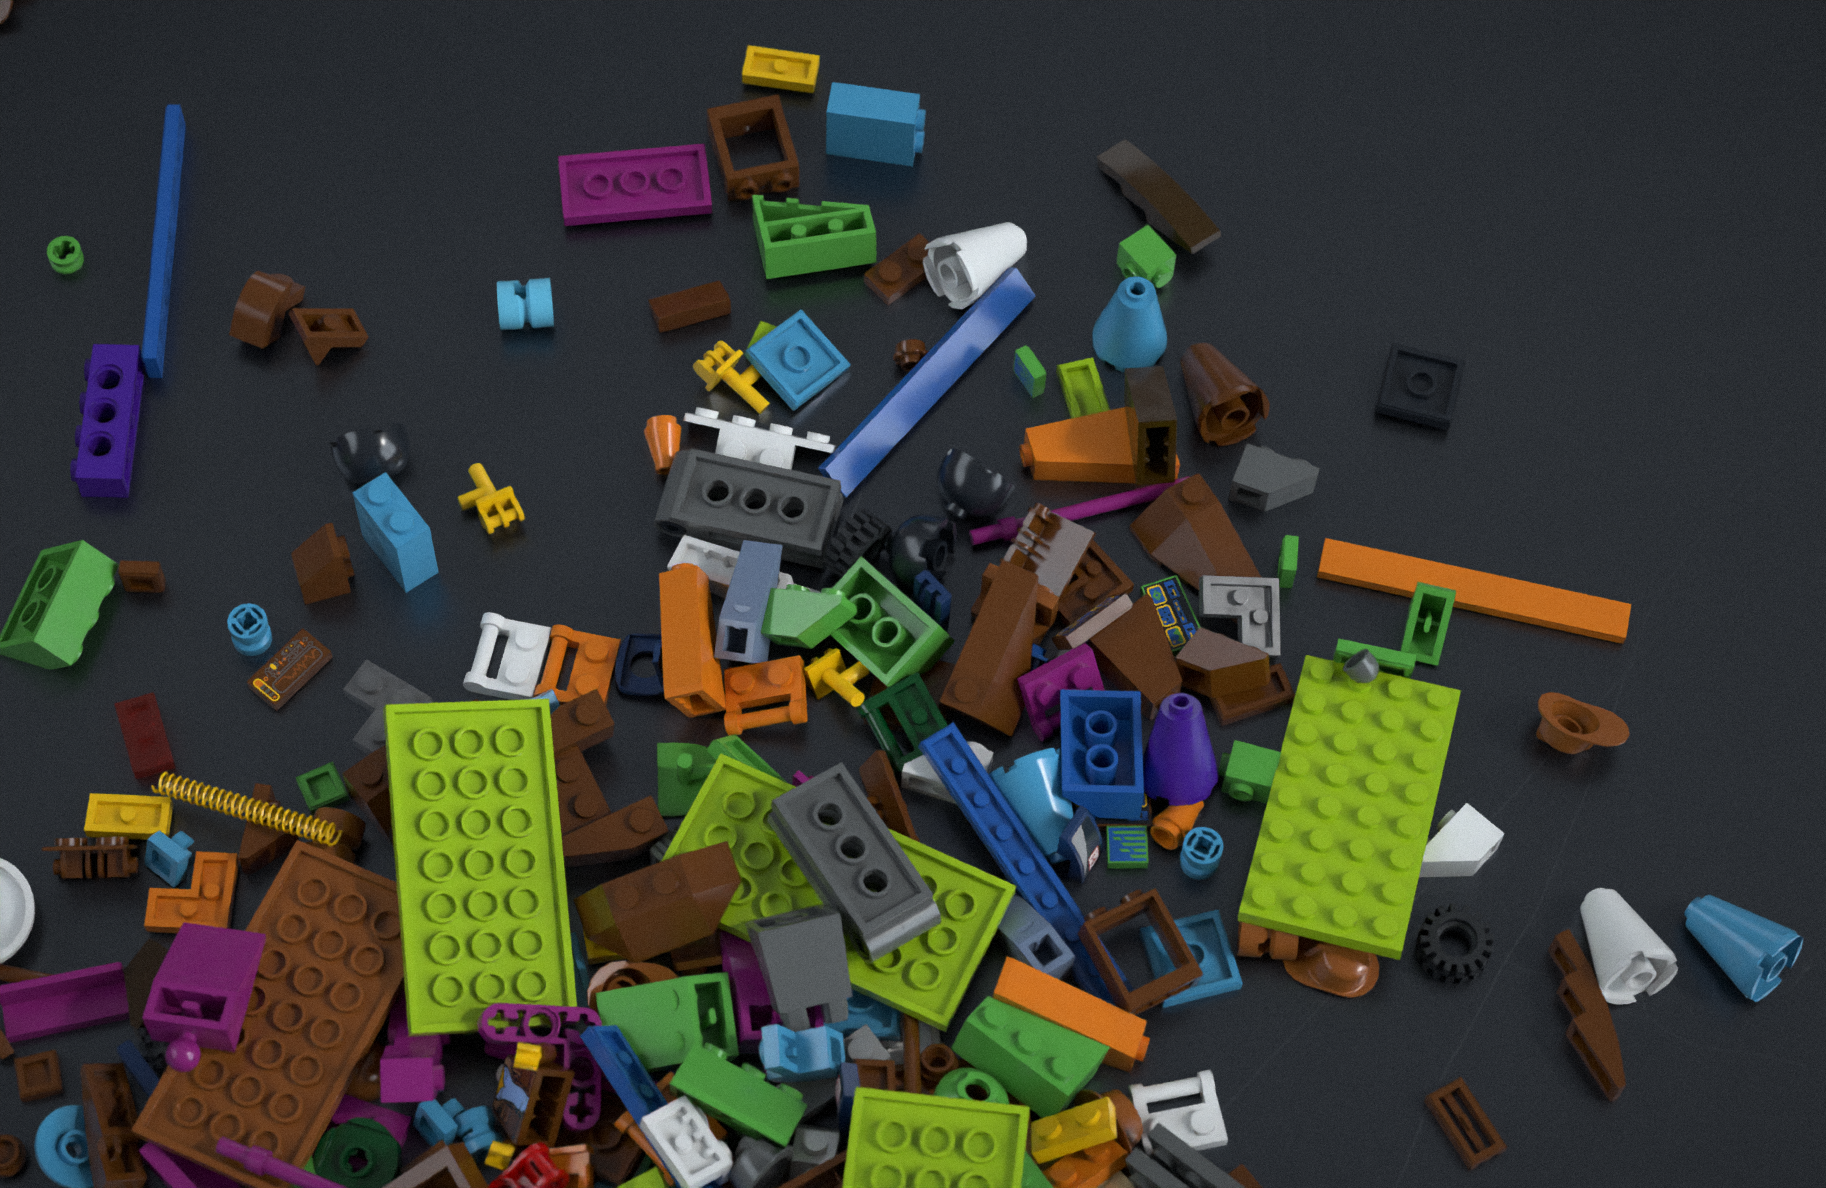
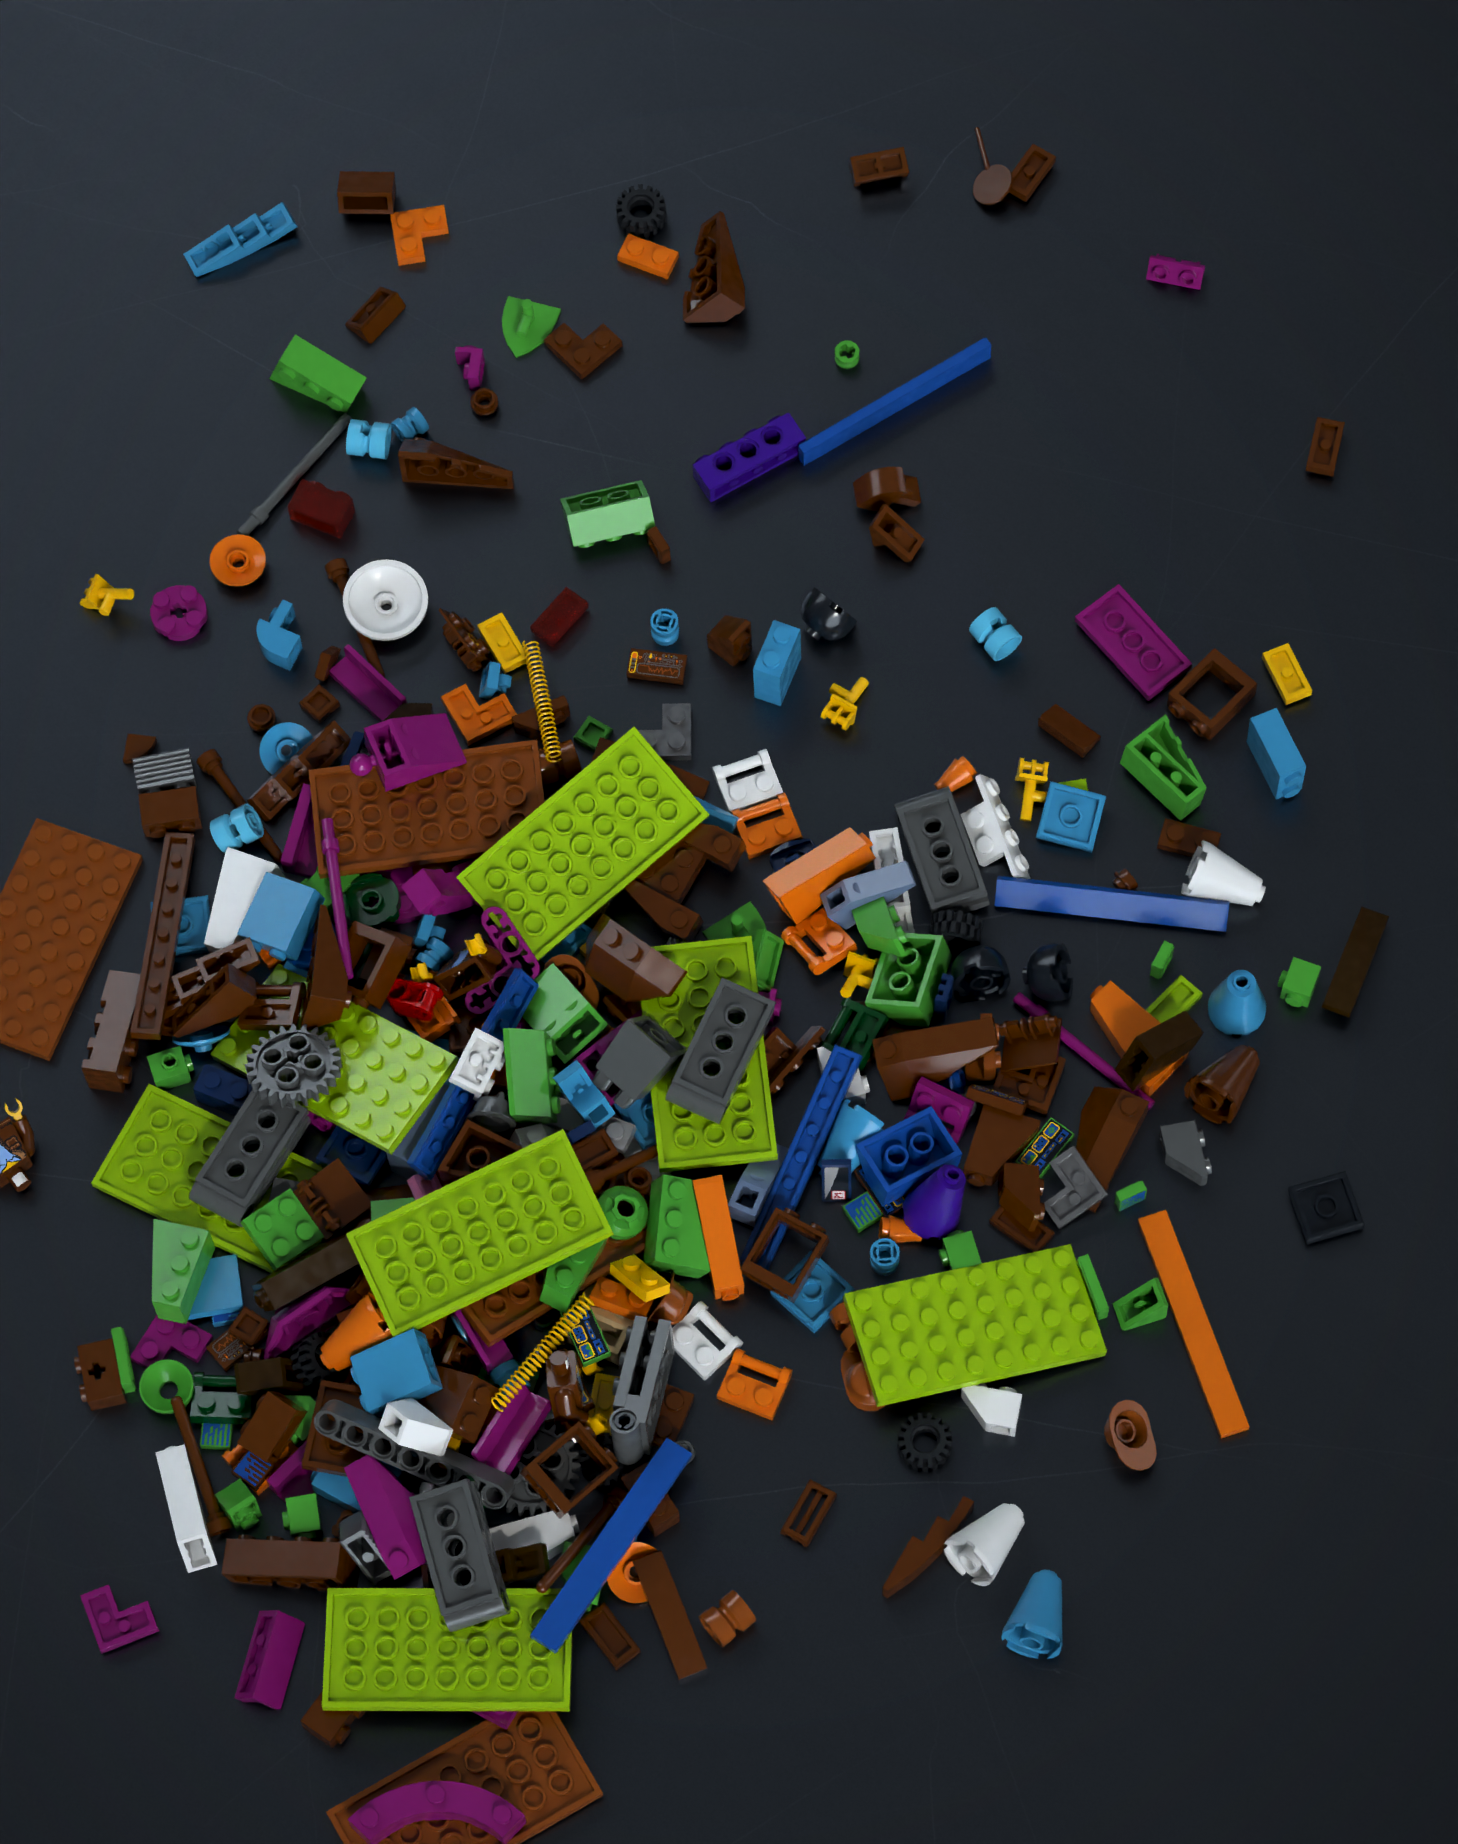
camera: 65 degrees right, 5 degrees up
(1276, 1100) = (749, 1392): none -> orange plate
(1362, 667) = (1074, 1278): dark grey hinge -> none

